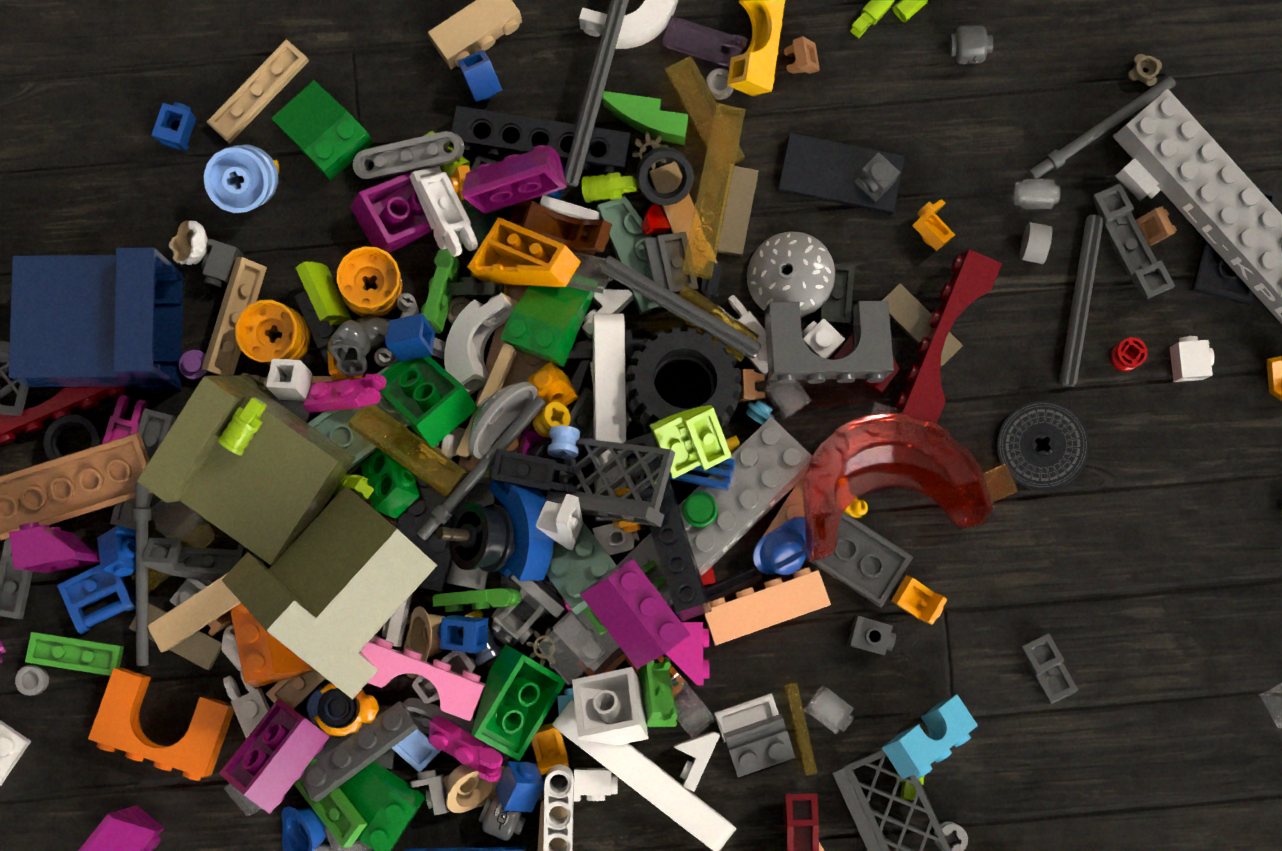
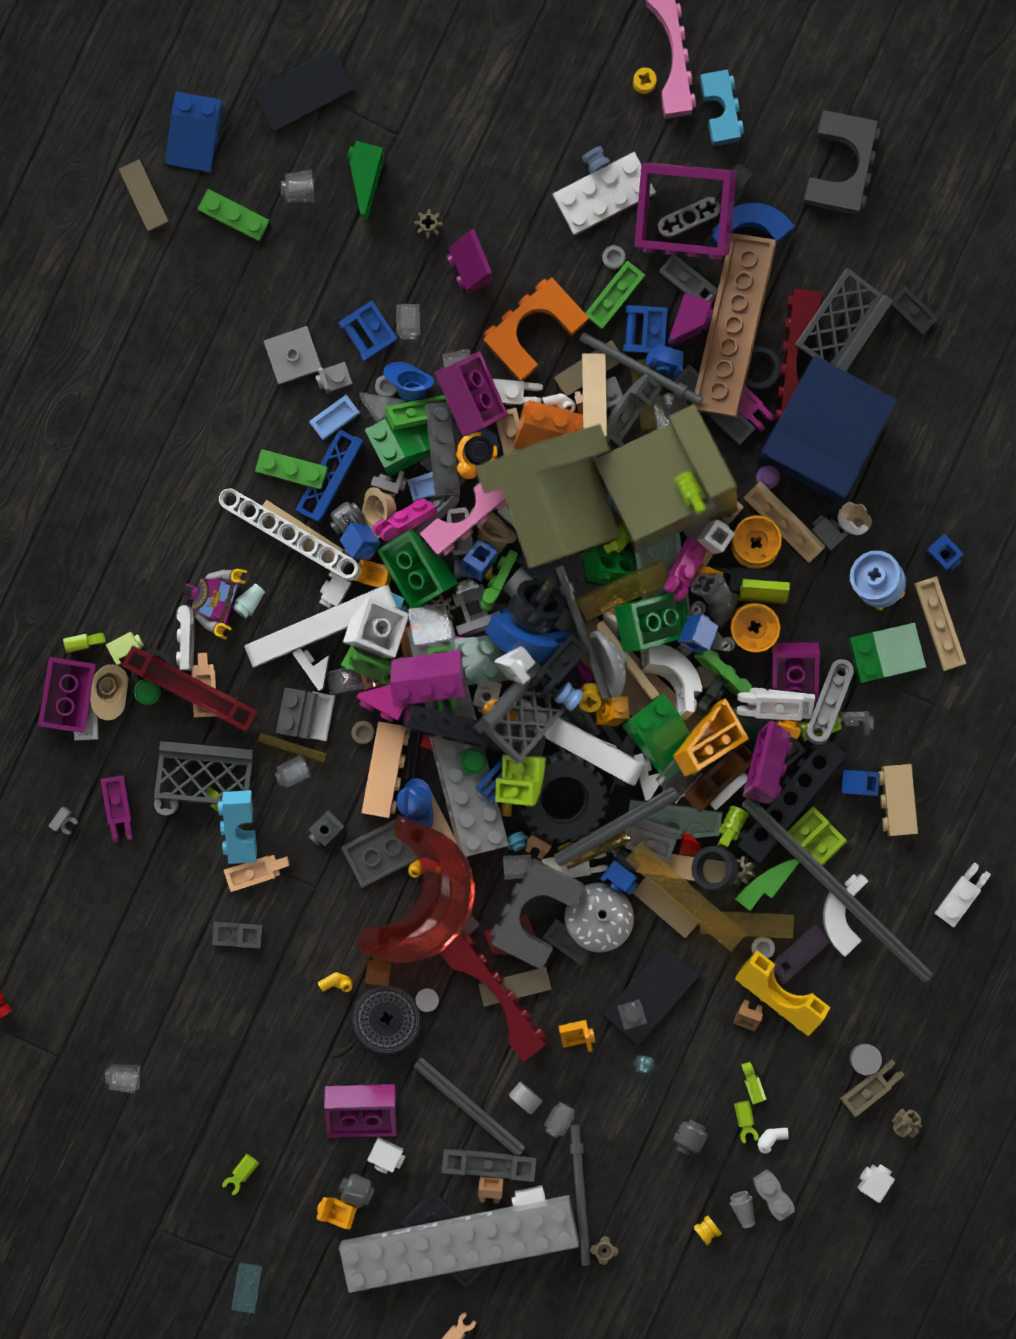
camera: 115 degrees right, 5 degrees up
(407, 108) = (853, 719): none -> clear bracket
(563, 92) = (817, 836): none -> lime slope
(735, 275) = (620, 878): none -> blue brick
(737, 656) = (363, 732): none -> dark tan tile
(822, 338) = (542, 911): white brick -> none
(919, 600) = (331, 874): light orange bracket -> none
(921, 137) = (644, 1064): none -> clear light blue plate
(975, 694) = (254, 872): none -> light nougat hinge
(992, 412) = (427, 1000): none -> light grey tile
(1031, 524) = (337, 980): none -> yellow arm
(1123, 358) = (416, 1112): red wheel -> none
(1159, 416) = (360, 1111): none -> magenta slope
(1249, 370) = (356, 1190): none -> dark grey head

